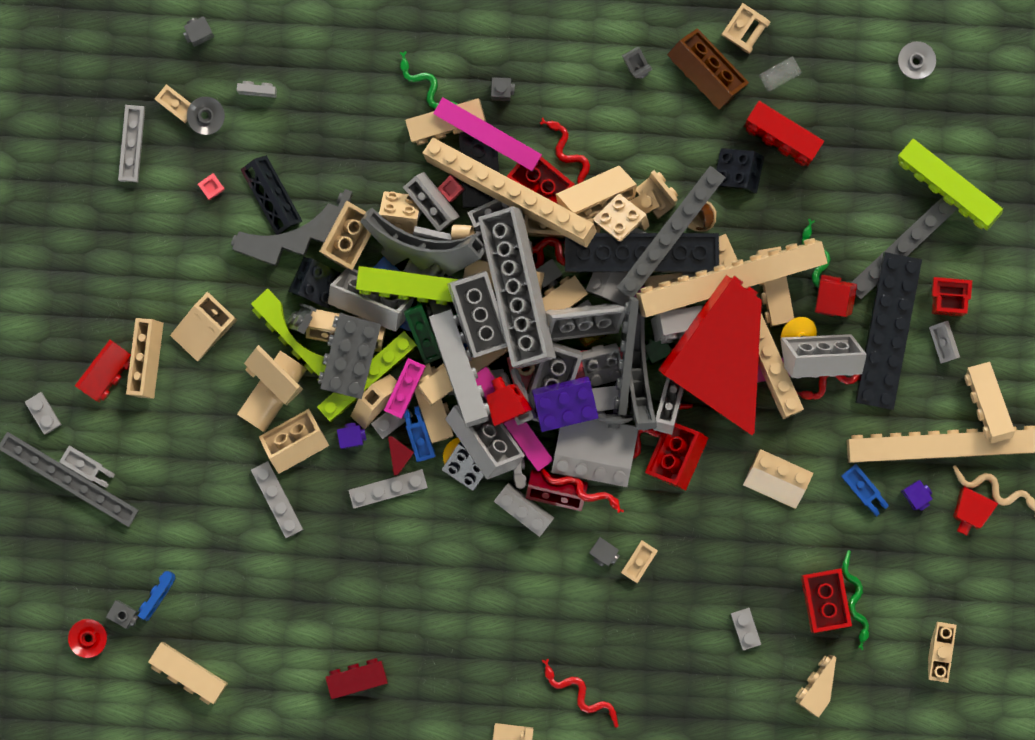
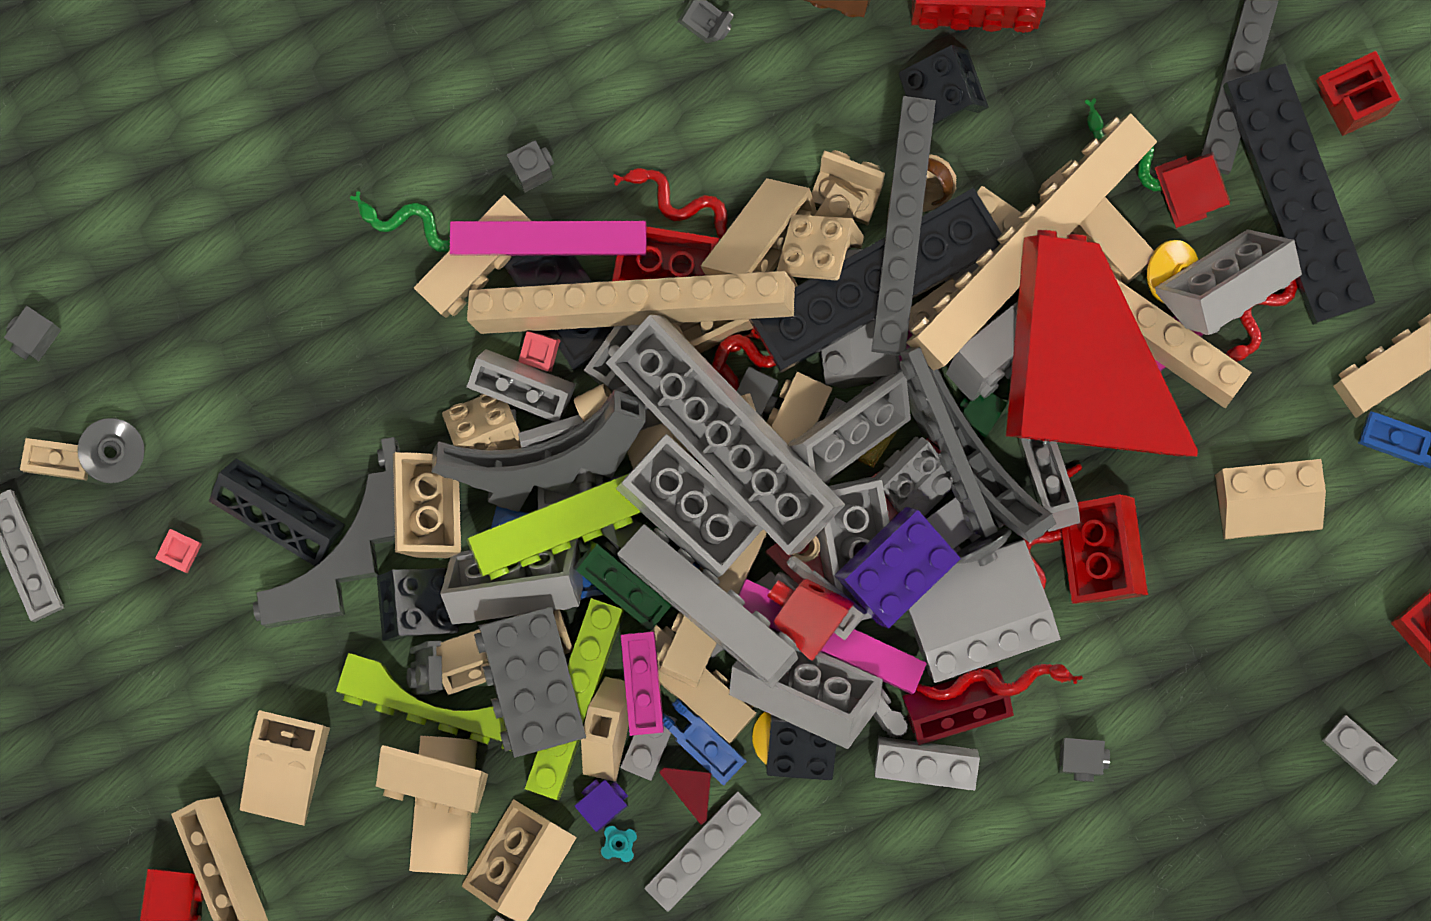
camera: 25 degrees left, 5 degrees down
(264, 89) = (157, 374): light grey plate -> none
(353, 461) = (611, 850): none -> teal plate
(639, 561) = (1142, 741): tan plate -> none
(944, 342) = (1388, 163): light grey plate -> none

